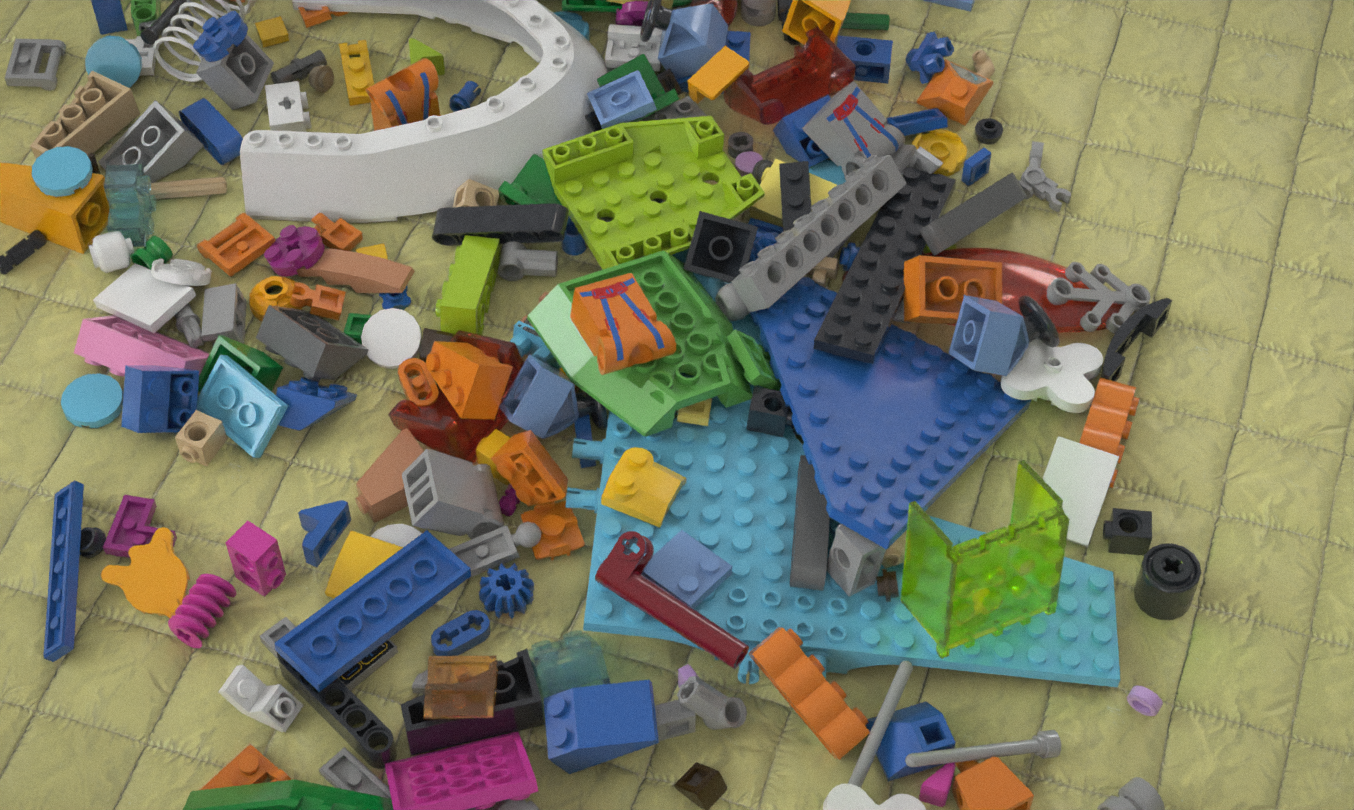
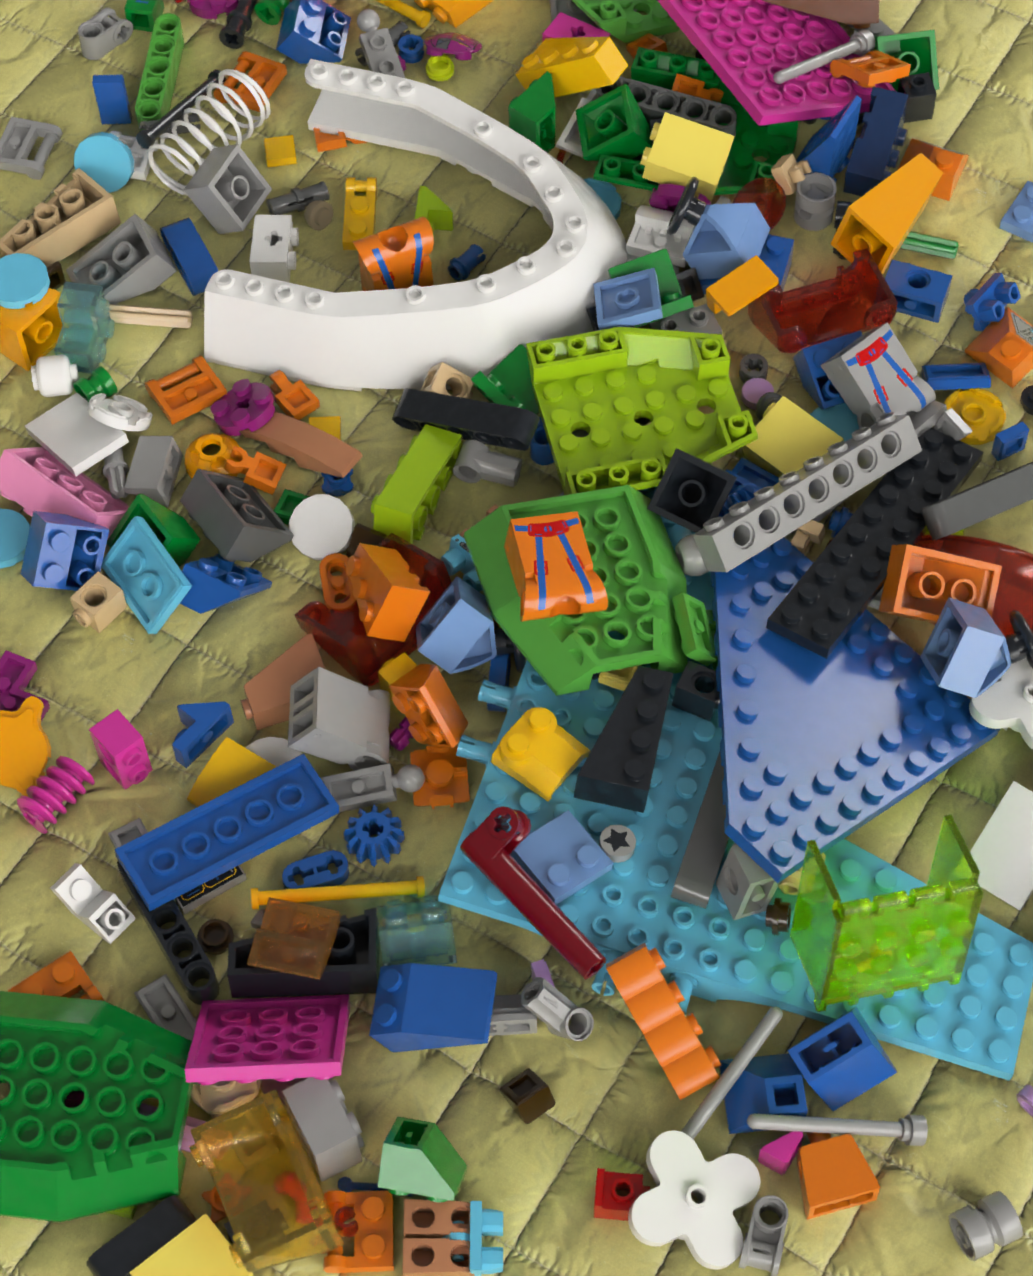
camera: 15 degrees right, 5 degrees up
(220, 35) = (215, 153): blue plate -> none
(383, 704) = (215, 936): none -> dark brown plate
(490, 644) = (341, 892): none -> yellow bar
(721, 468) = (625, 753): none -> black wedge
(732, 549) = (618, 843): none -> light grey tile
(794, 192) = (794, 439): black plate -> none
(973, 695) = (842, 1059): none -> blue slope

